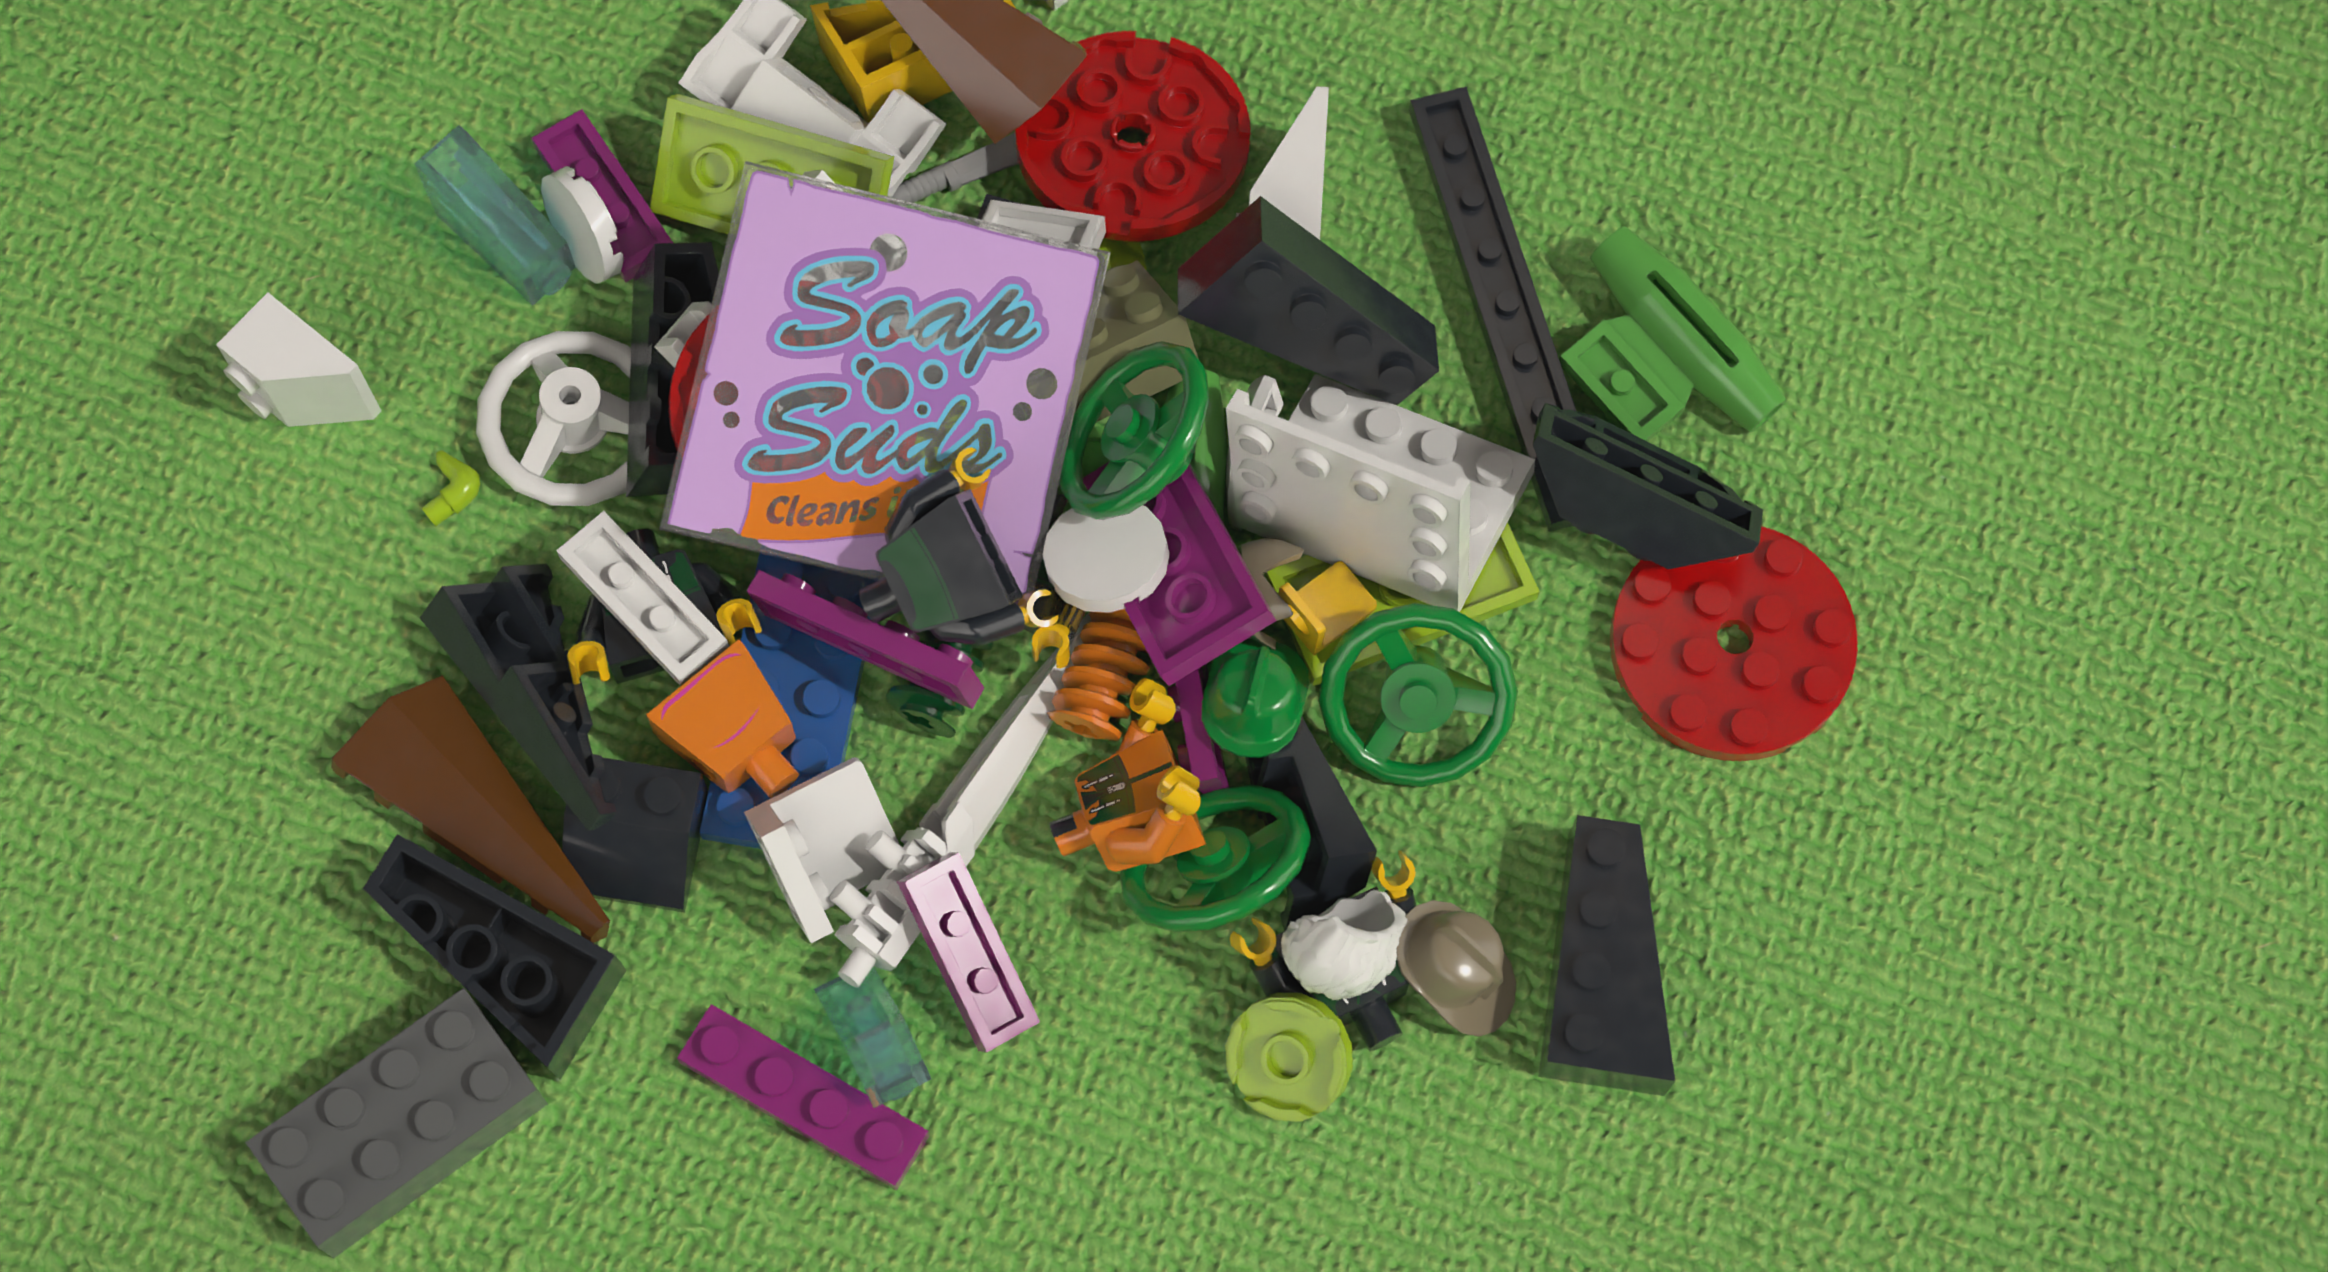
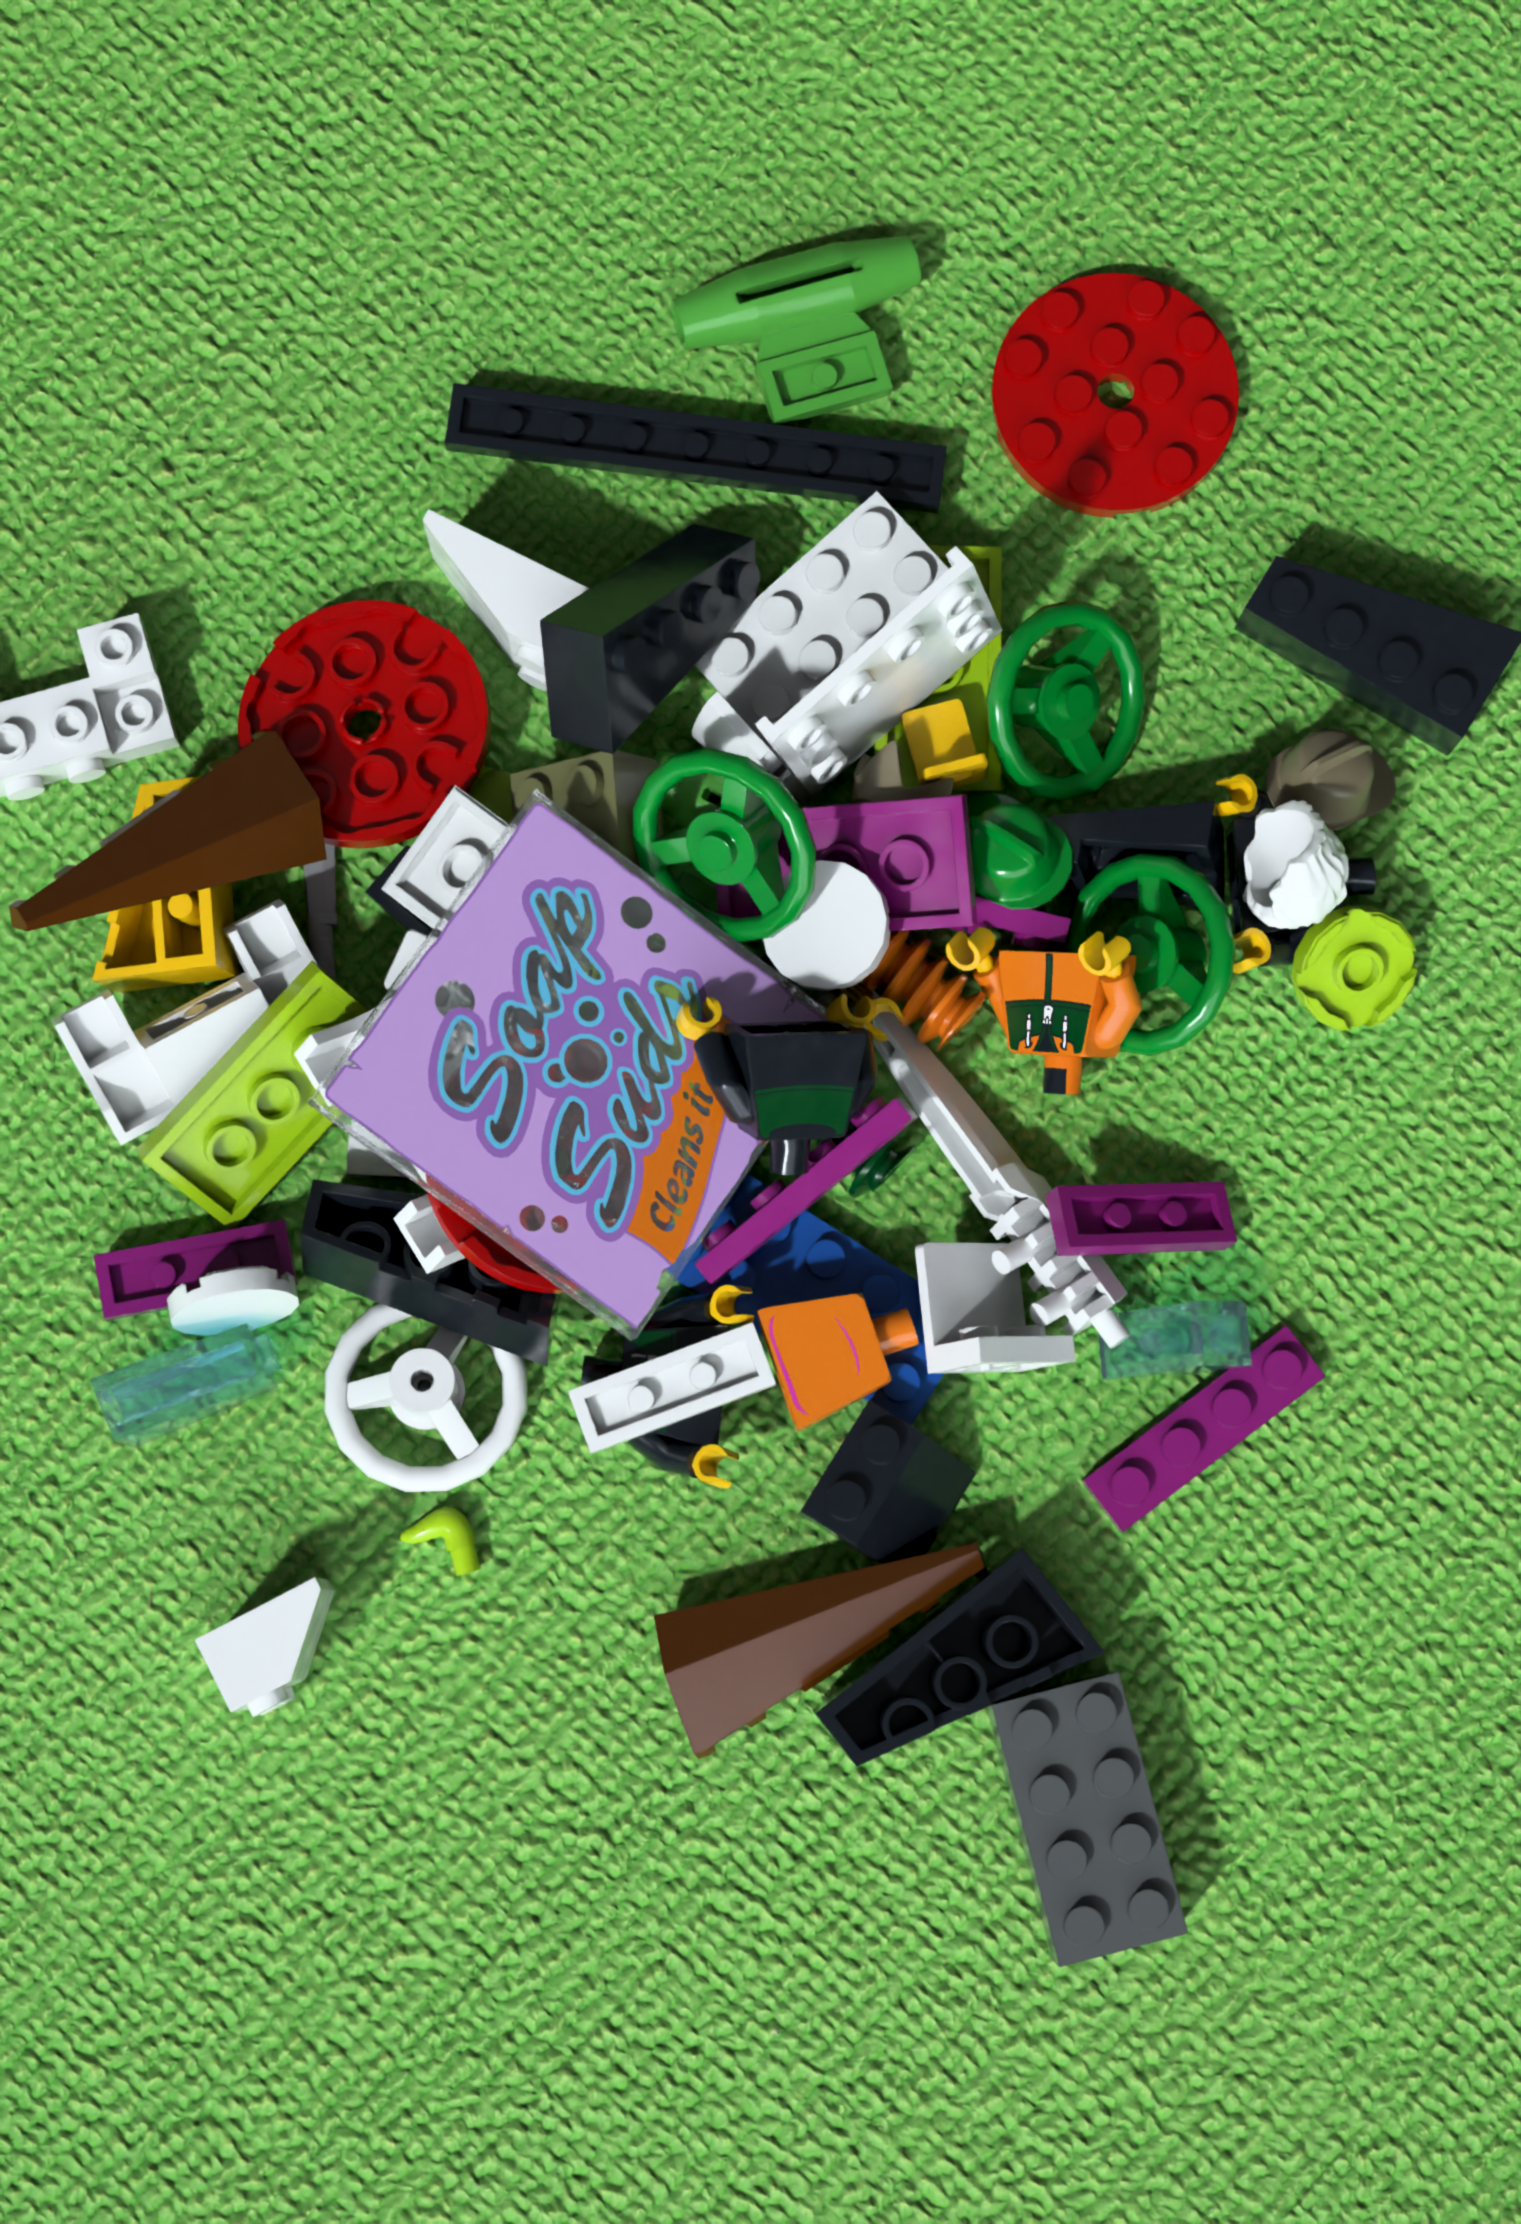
camera: 70 degrees left, 10 degrees up
(514, 656) = (660, 1539): black wedge -> none
(1640, 493) = (958, 403): black wedge -> none

